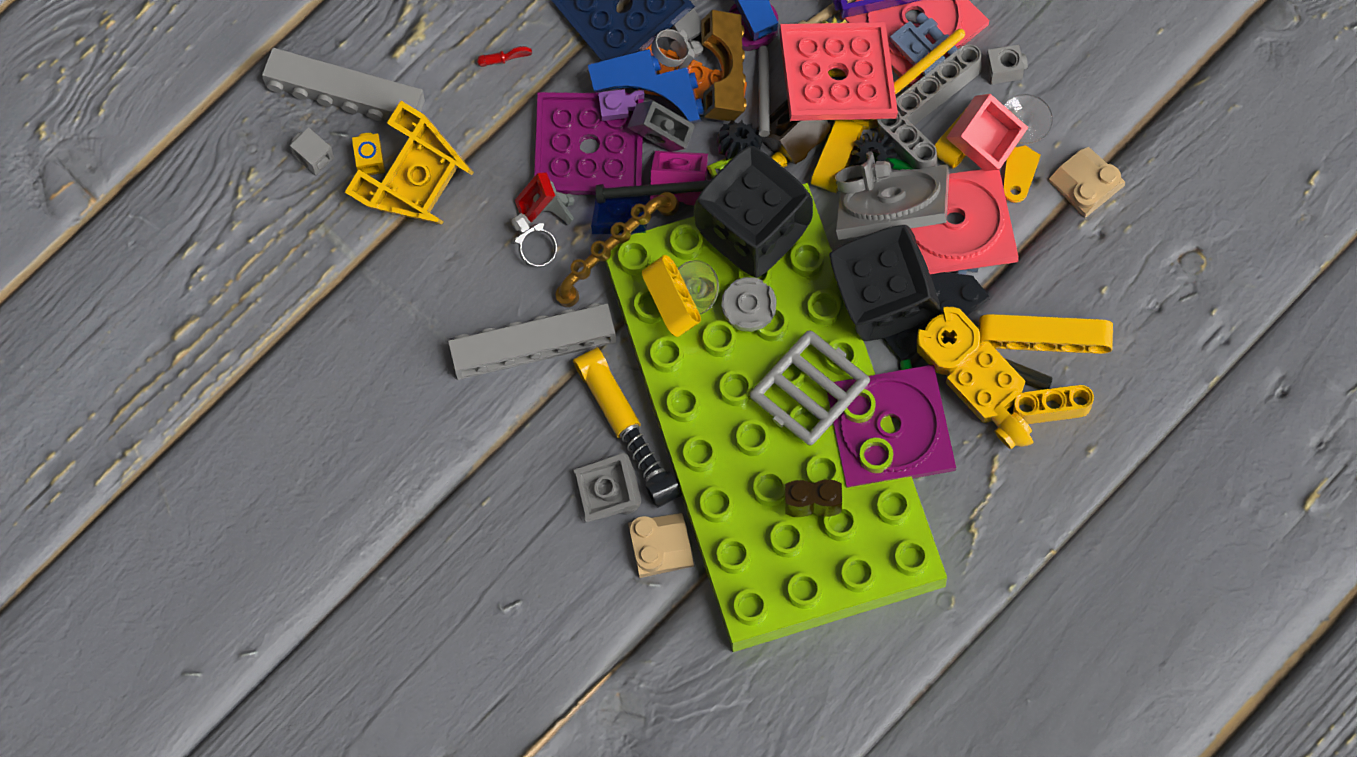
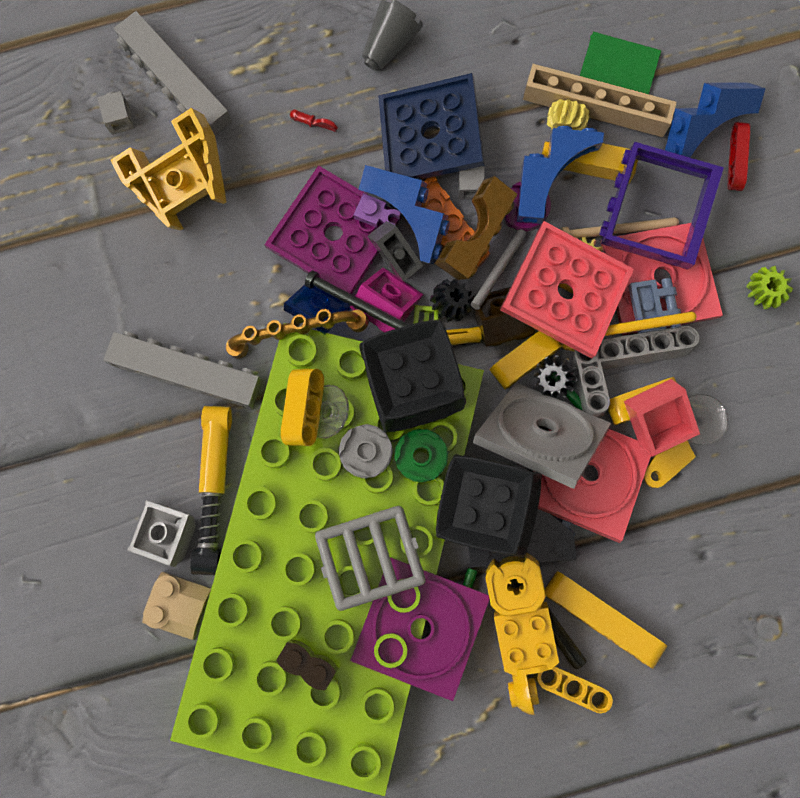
camera: 30 degrees right, 10 degrees up
(368, 153) = (156, 139): yellow brick -> none
(521, 224) = (236, 266): light grey piece -> none
(542, 196) = (264, 252): red piece -> none
(685, 49) = (455, 197): light grey piece -> none
(794, 294) = (424, 471): none -> green tile
(869, 171) = (540, 392): light grey piece -> none
(998, 72) = (703, 365): light grey brick -> none
(1087, 181) = (721, 503): tan slope -> none

